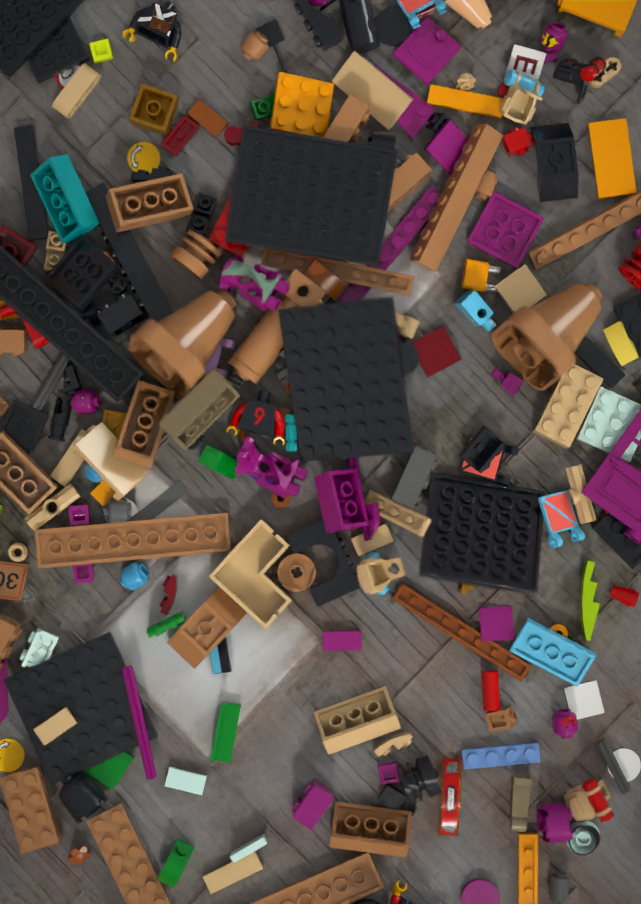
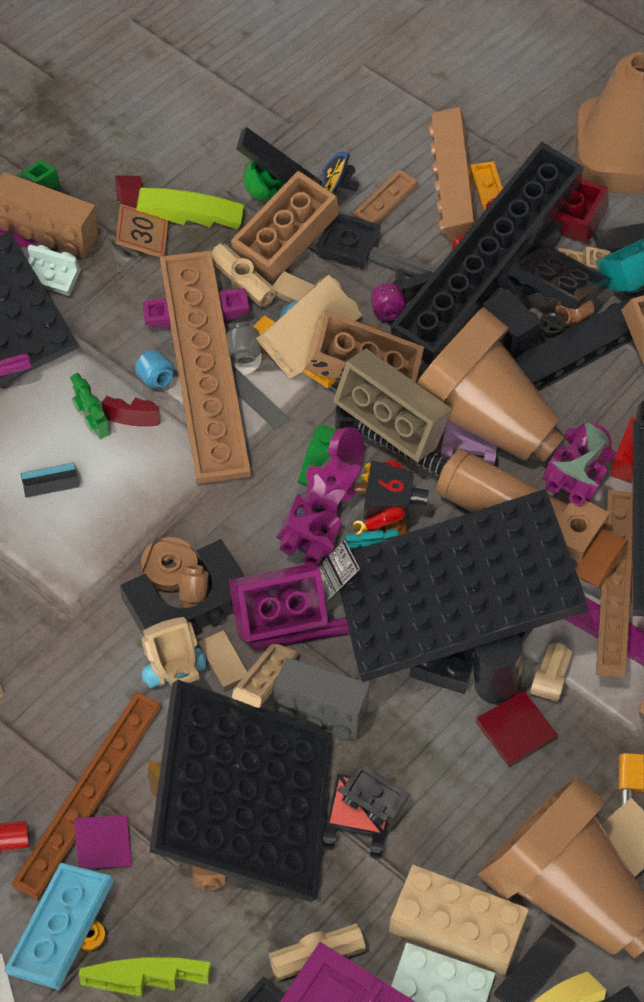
camera: 85 degrees right, 30 degrees down
(11, 552) = (180, 244): tan plate -> none
(60, 420) = (359, 277): black piece -> none
(195, 254) = (605, 404): medium nougat wheel -> none
(206, 627) = (91, 455): medium nougat slope -> none
(221, 444) = (347, 445): none -> magenta tile
(244, 578) = (162, 494): tan piece -> none
(280, 504) = (271, 544): dark orange plate -> none
(317, 460) = (337, 569): none -> light grey sticker
(319, 557) = (193, 585): none -> medium nougat brick
(341, 640) = (71, 630): magenta tile -> none
(374, 521) = (250, 649): magenta tile -> none
(469, 305) = (595, 762): medium azure torso -> none
(509, 383) = (482, 832): magenta piece -> none
(559, 517) = (280, 916): flag -> none

